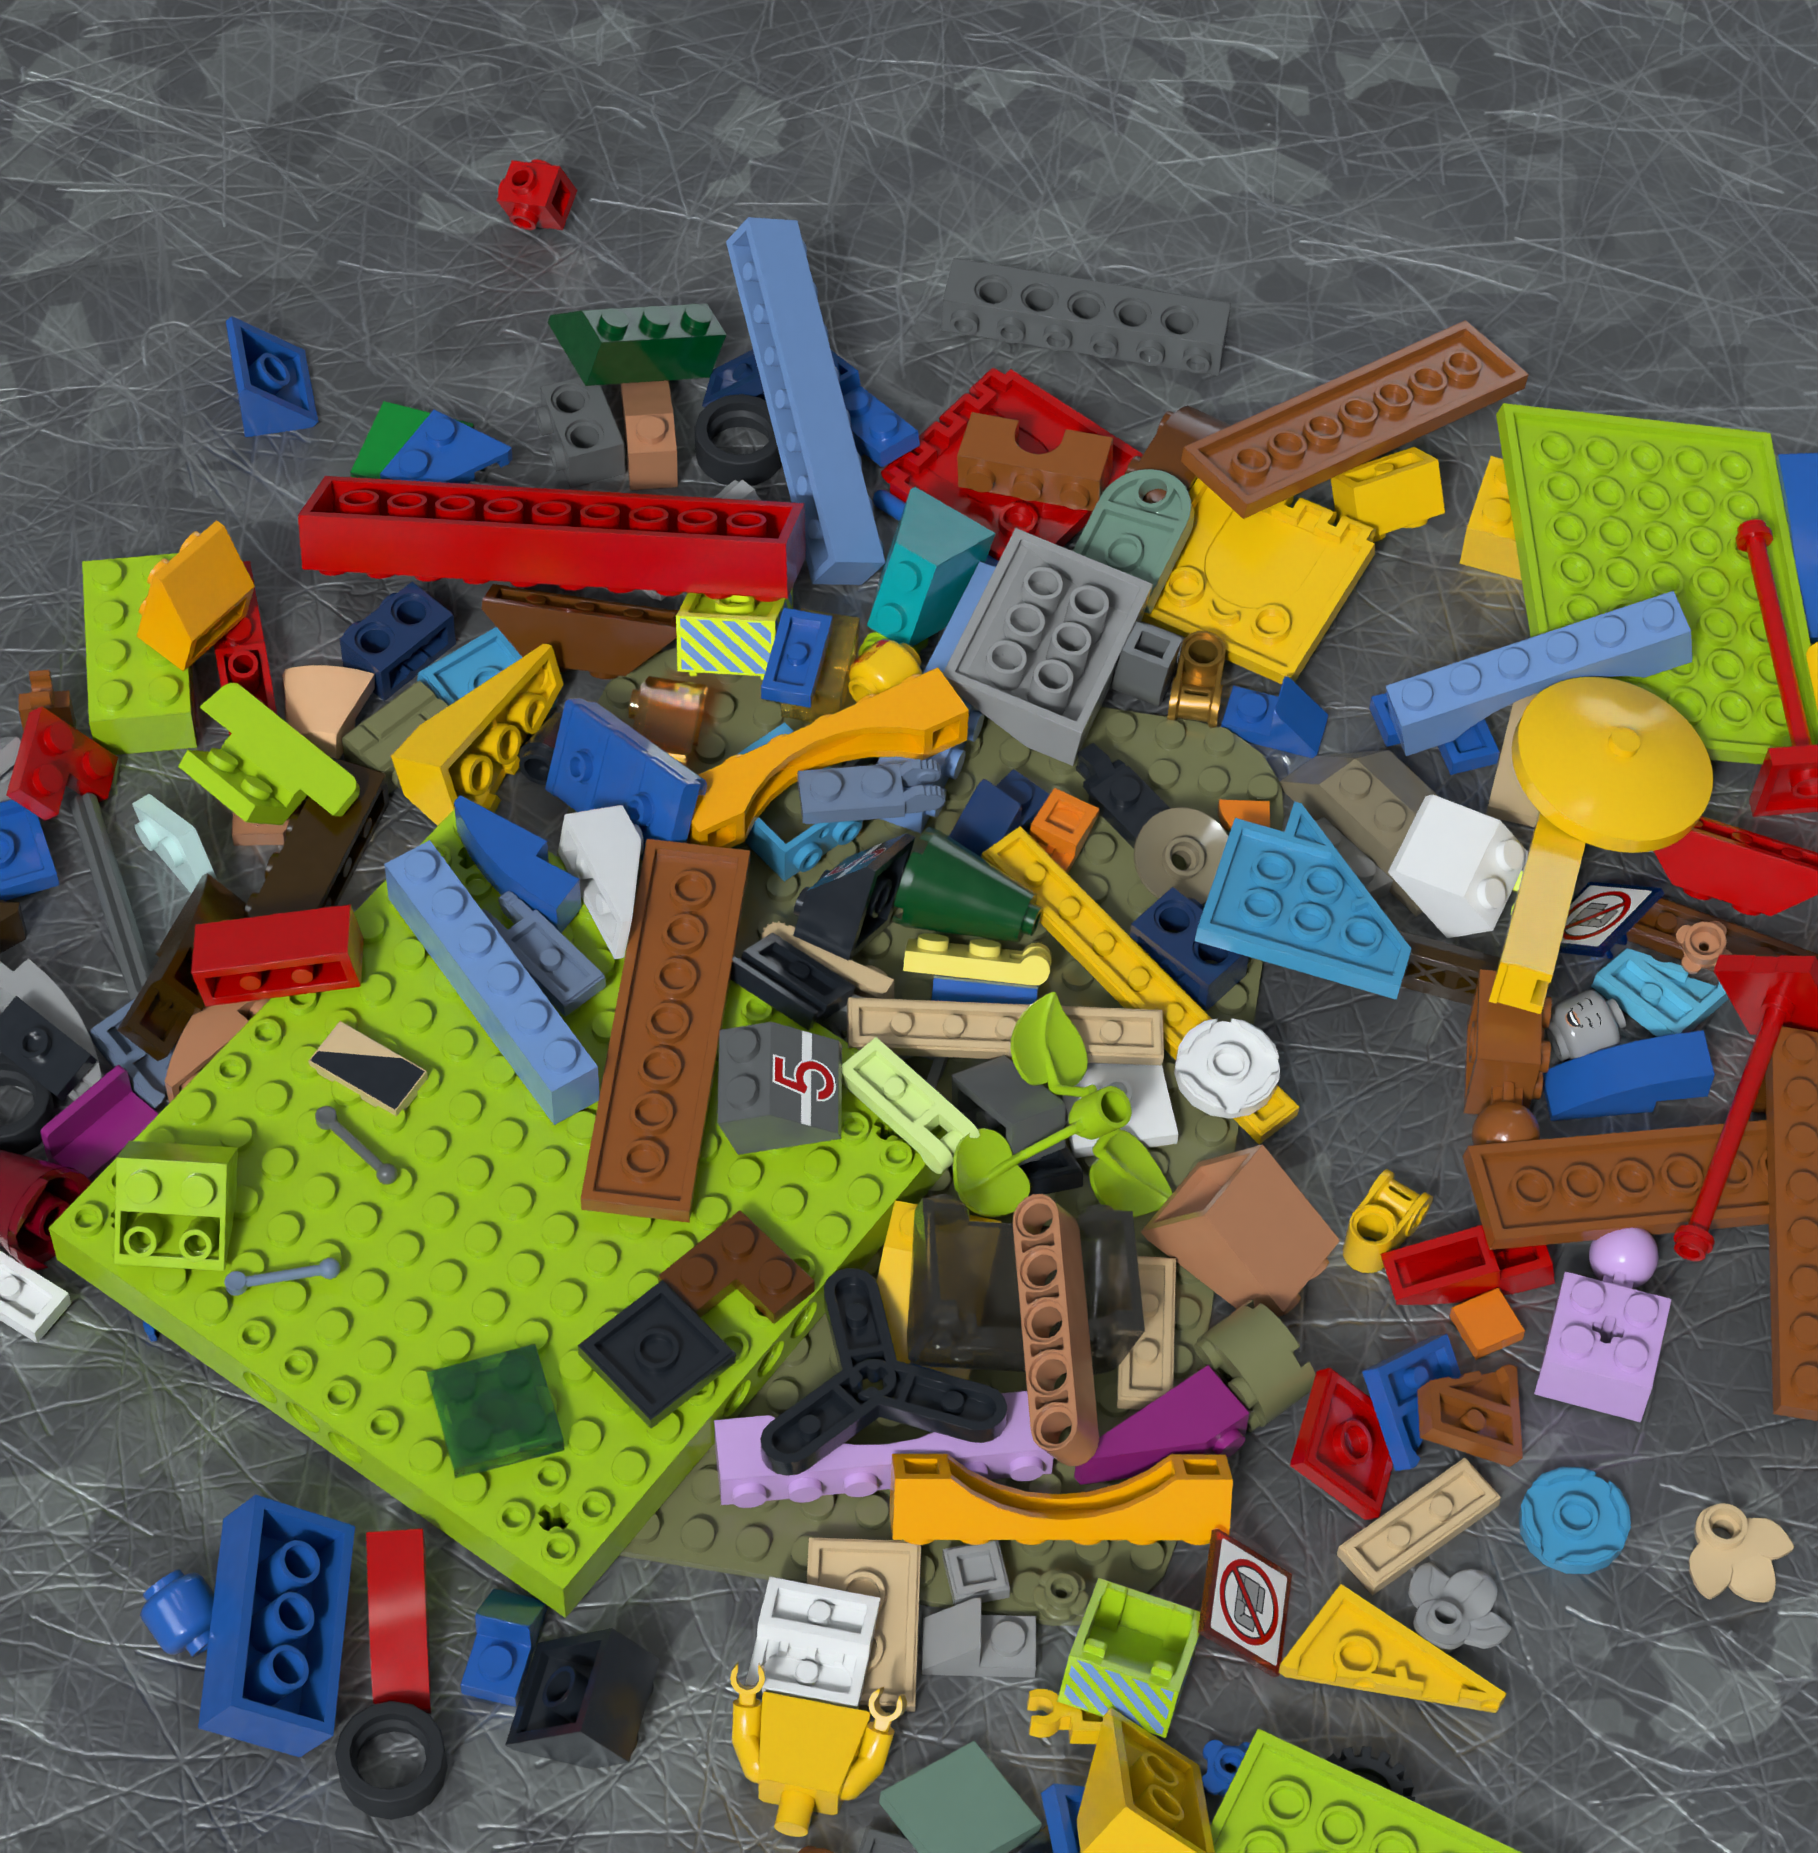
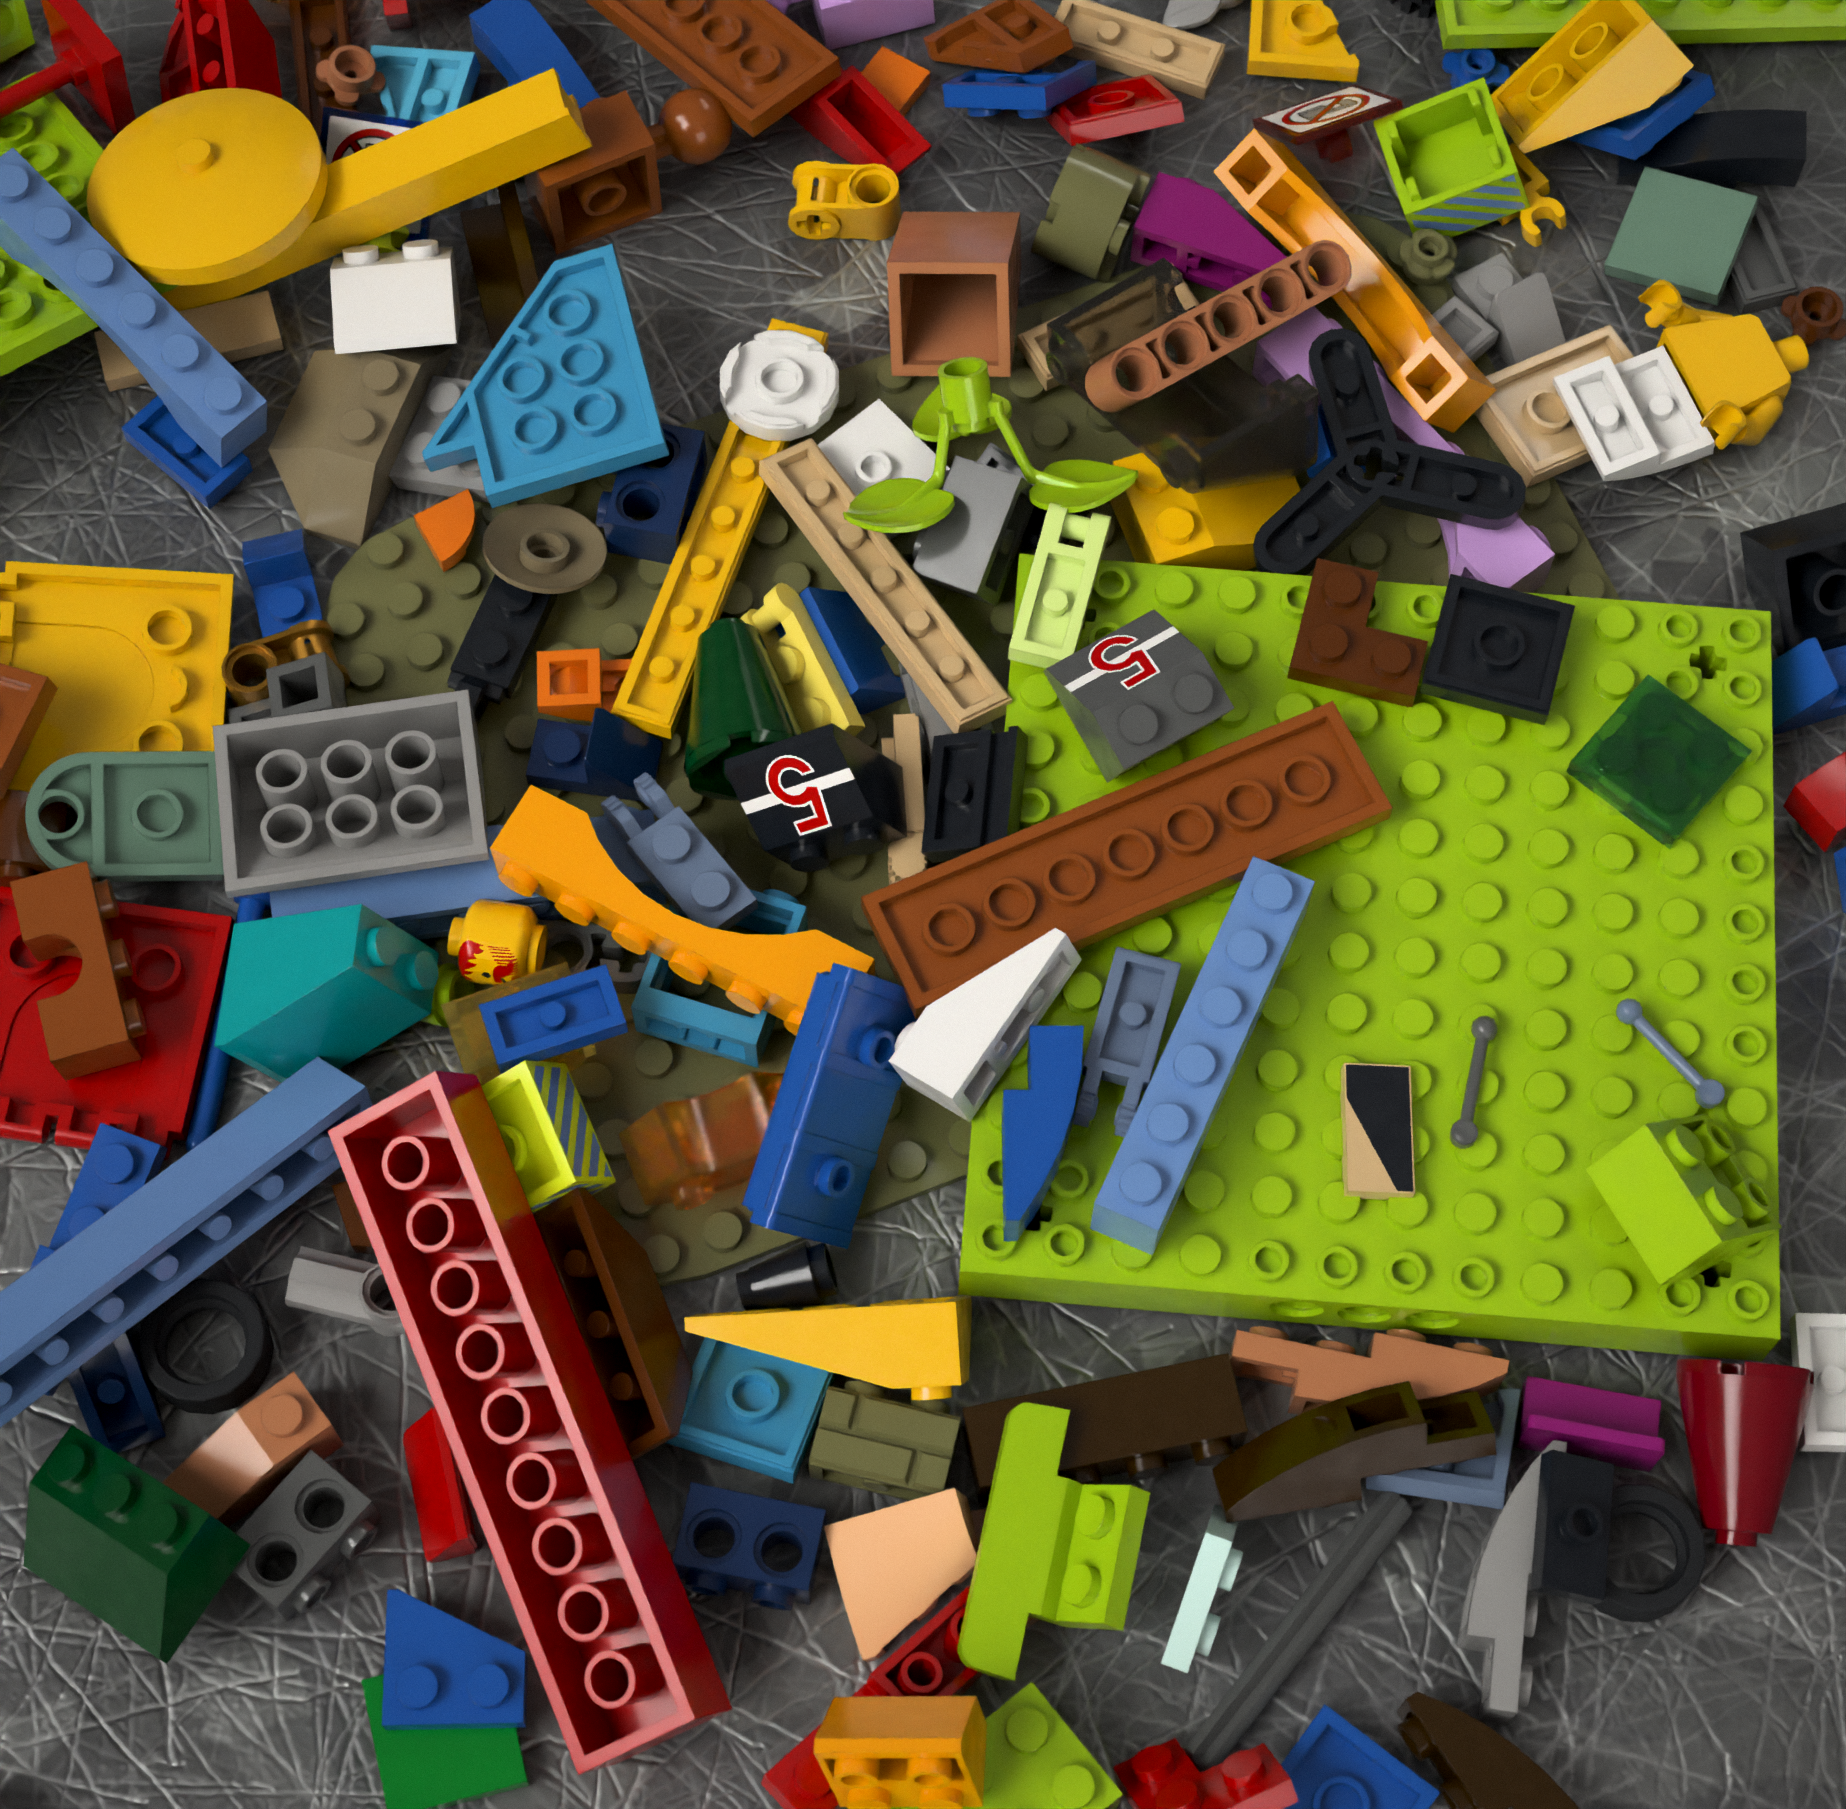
camera: 120 degrees left, 10 degrees up
(277, 955) = (1318, 1304): red brick -> none

